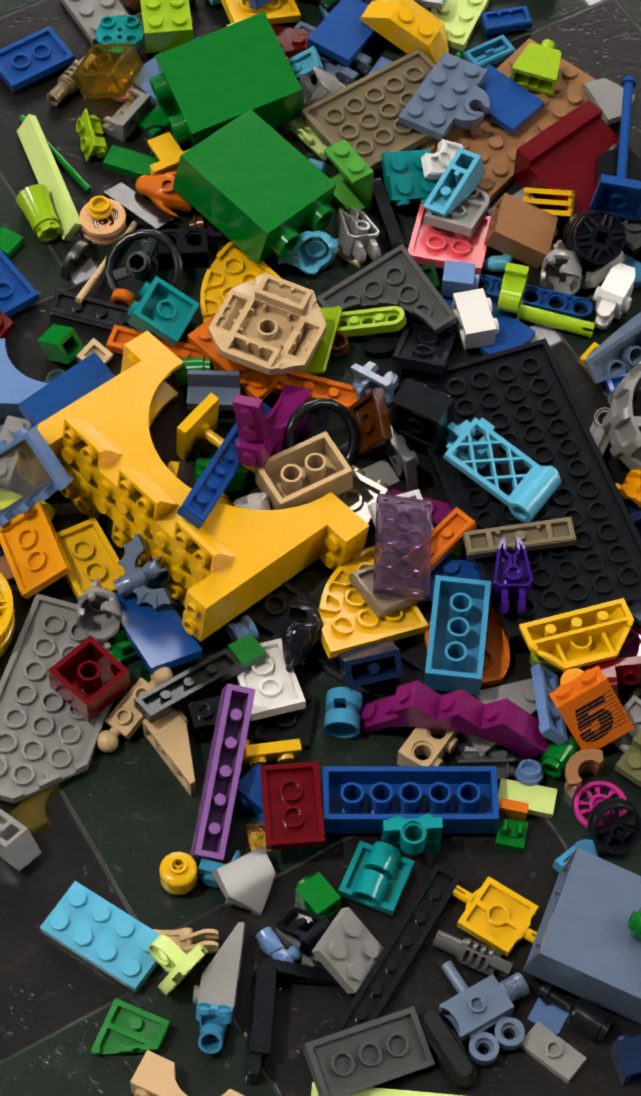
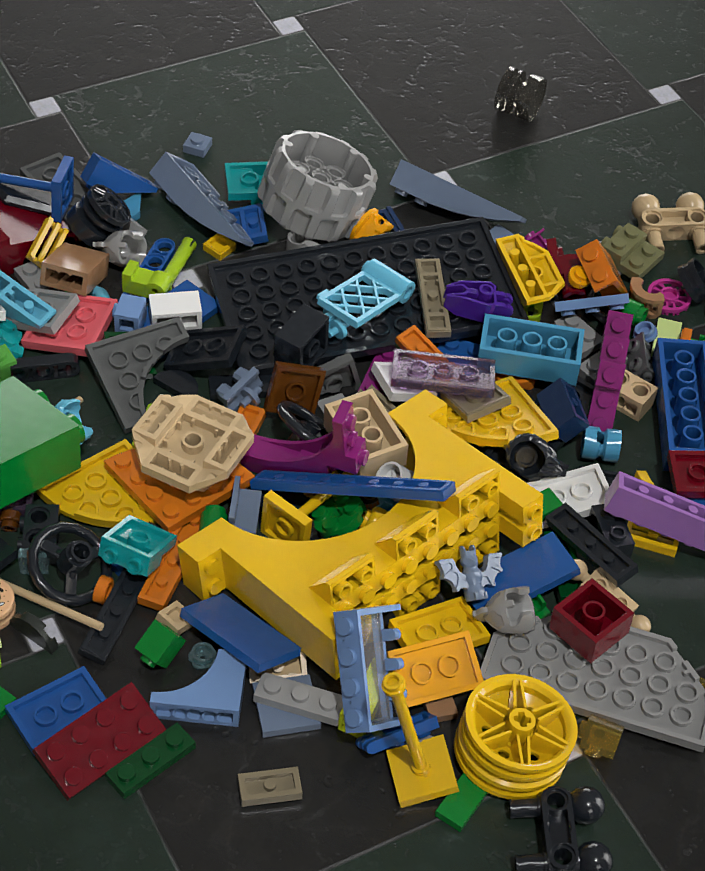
camera: 90 degrees left, 10 degrees down
(171, 742) = (653, 569): tan slope -> none
(357, 235) = (60, 384): light grey hinge -> none
(371, 321) = (164, 381): lime plate -> none
(614, 295) = (159, 219): white hinge -> none

